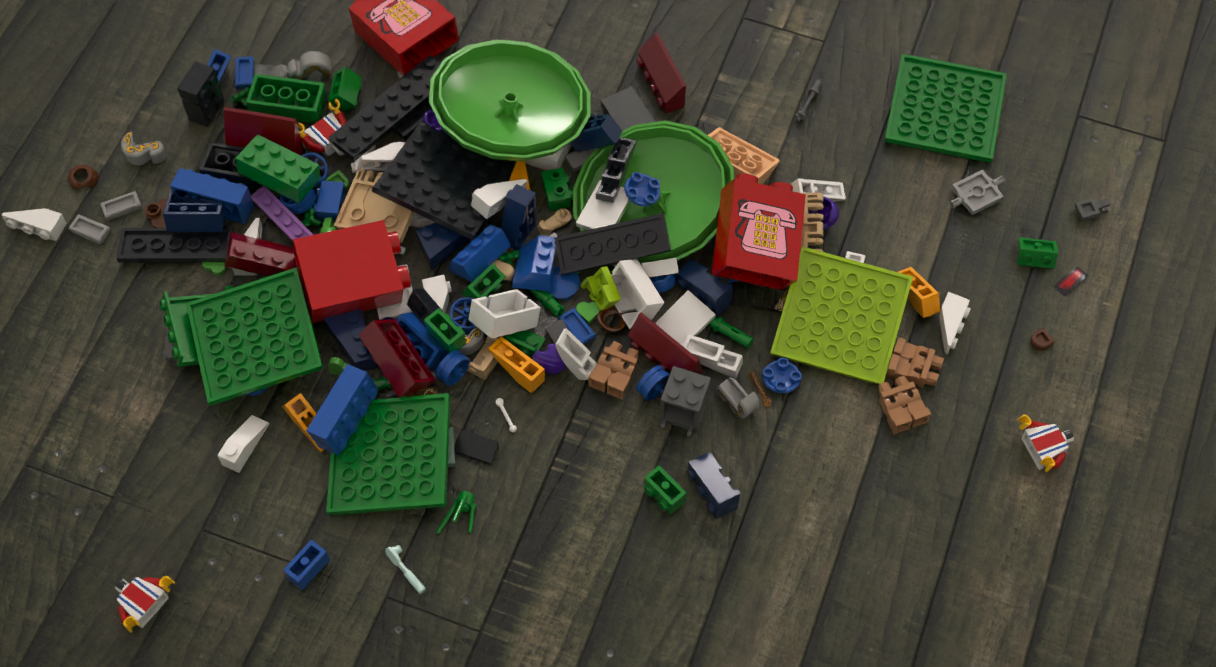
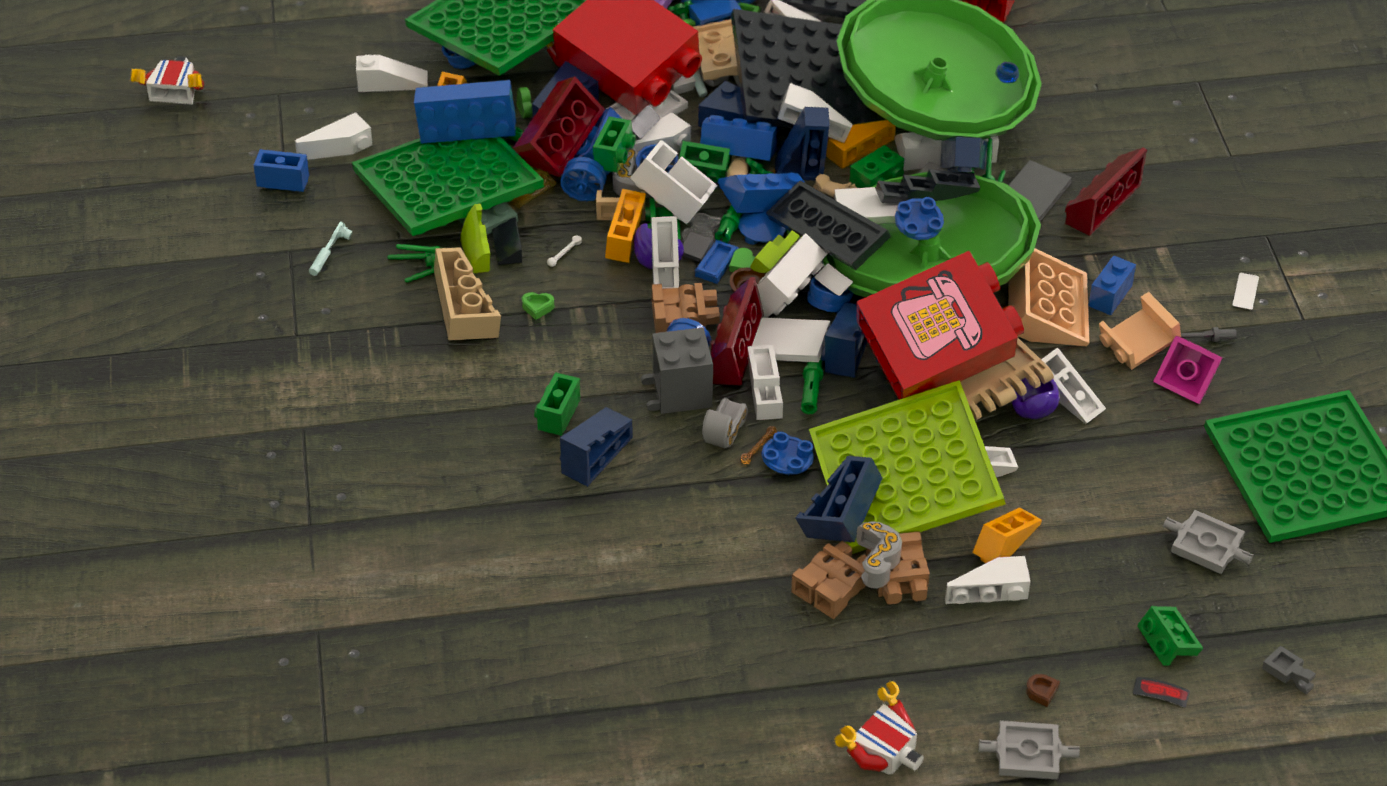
camera: 60 degrees right, 15 degrees down
(292, 508) = (336, 139): none -> white slope
(470, 468) = (475, 241): none -> lime slope
(521, 502) = (464, 304): none -> tan wedge
(543, 65) = (1007, 72): none -> plate
(549, 458) = (537, 304): none -> bright green tile
(744, 119) = (1112, 285): none -> blue brick
(784, 56) = (1245, 291): none -> white sticker
(794, 128) = (1142, 333): none -> light nougat panel
(838, 121) = (1188, 369): none -> dark pink slope
(858, 366) = (843, 502): none -> dark blue wedge
(915, 364) = (885, 552): none -> light grey animal
(1086, 372) = (1028, 749): none -> light grey plate

